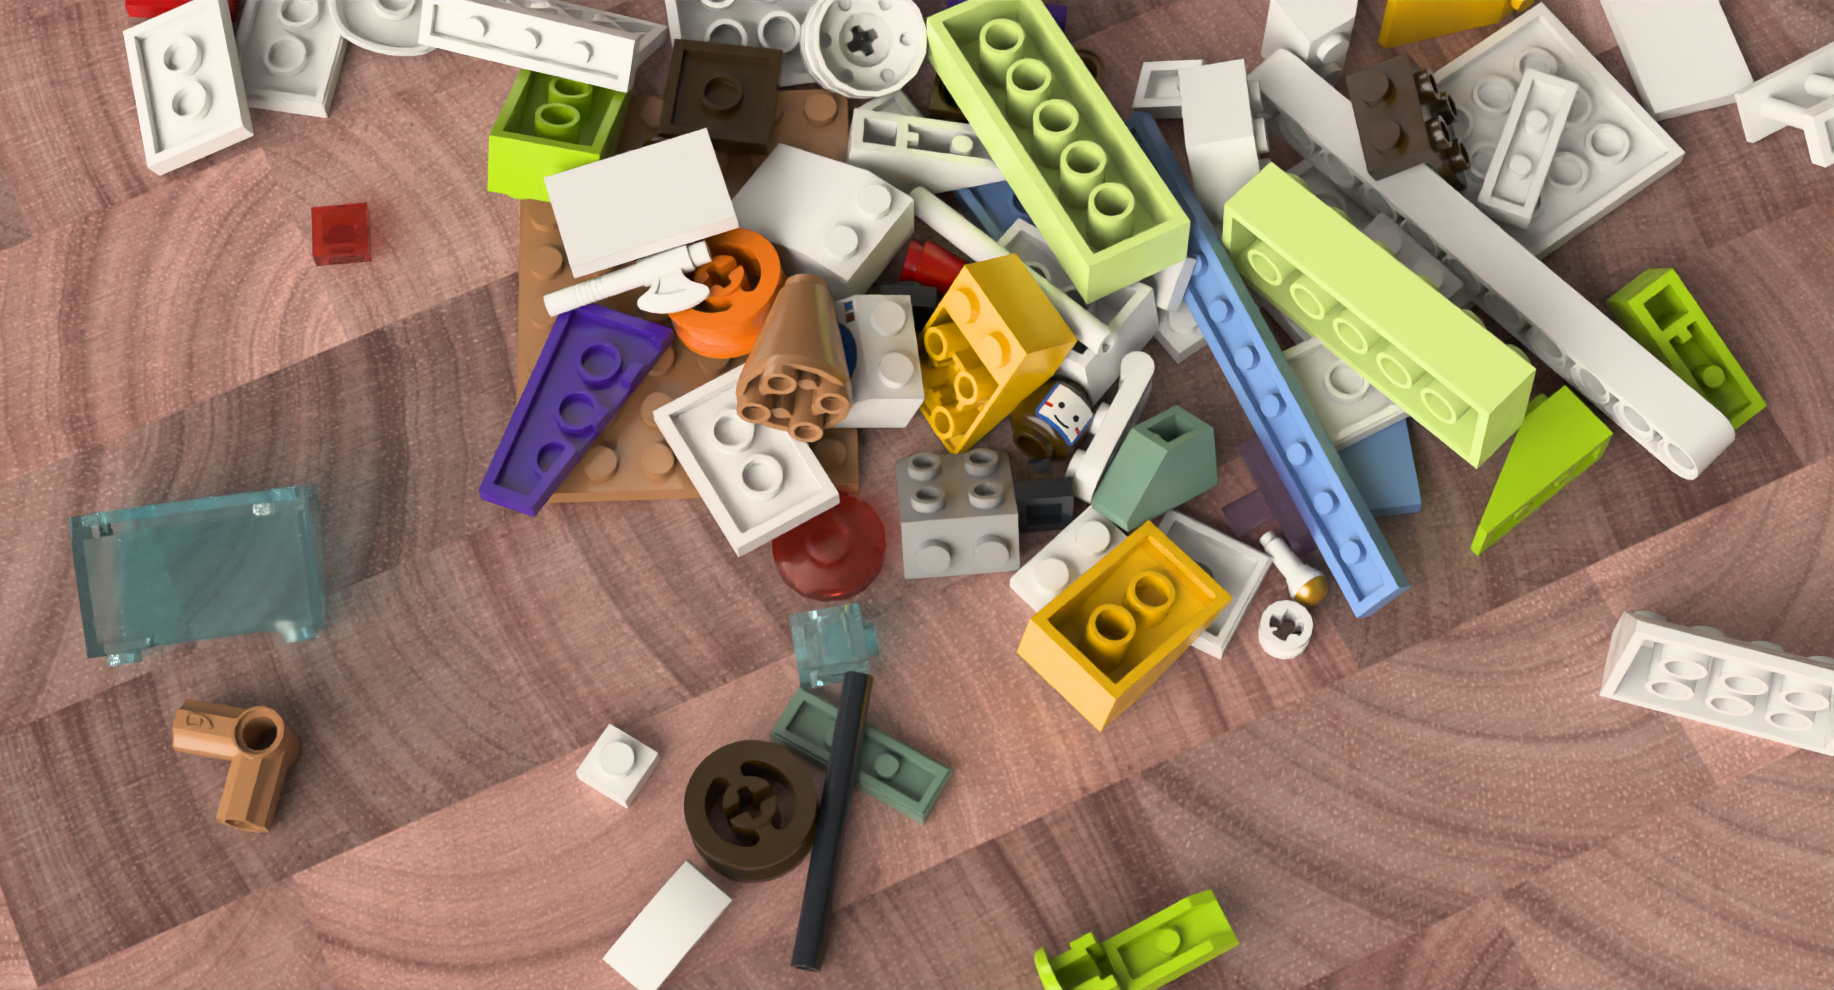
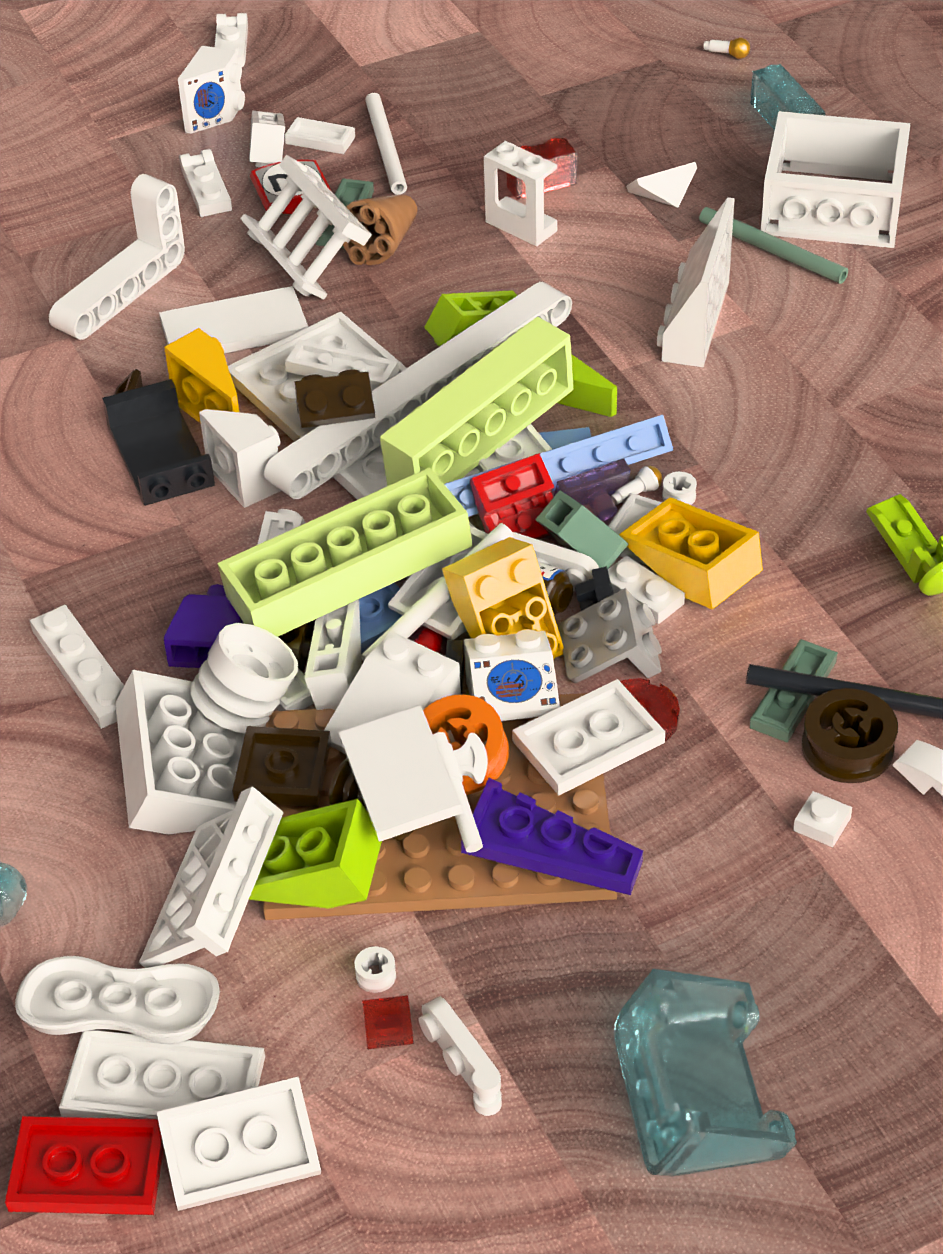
camera: 90 degrees left, 20 degrees down
(254, 774) = (867, 1030): medium nougat piece -> none
(282, 311) = (463, 1054): none -> white plate
(439, 213) = (375, 982): none -> white bush
(797, 365) = (528, 678): medium nougat cone -> none
(831, 643) = (722, 700): clear light blue brick -> none
(1219, 378) = (514, 496): none -> red slope
(1221, 131) = (332, 480): white brick -> none

